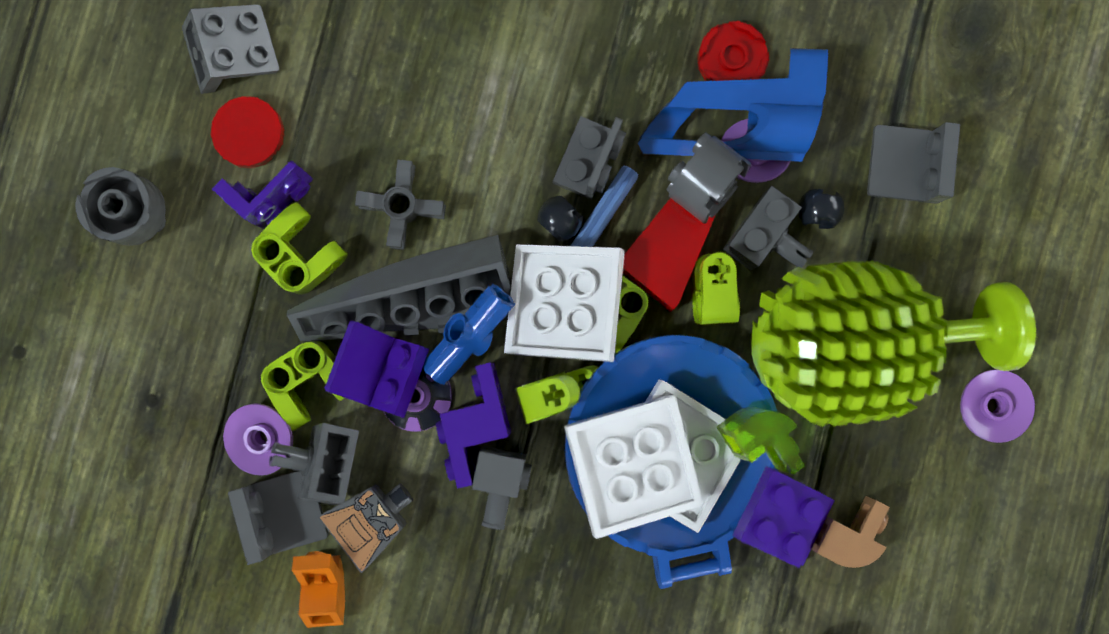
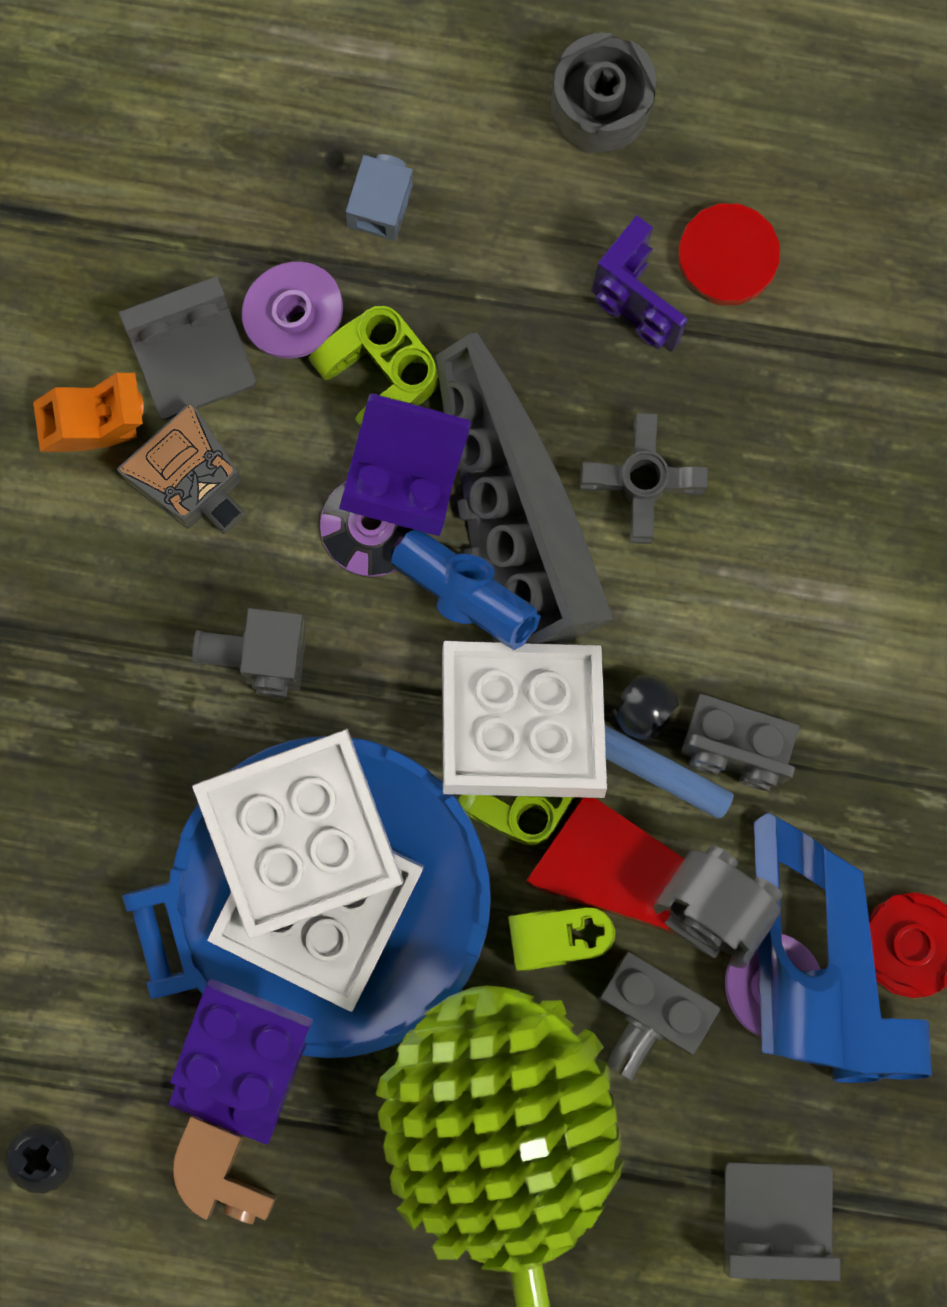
camera: 75 degrees right, 5 degrees down
(181, 371) = (380, 196): none -> sand blue brick
(228, 44) = (851, 217): bracket -> none
(282, 230) = (535, 317): lime piece -> none
(323, 464) = (265, 402): dark grey brick -> none
(473, 425) = (340, 608): dark purple bracket -> none
(552, 394) = (389, 712): lime piece -> none
(761, 430) = (365, 1016): clear neon green brick -> none
(821, 209) = (696, 1090): black piece -> none

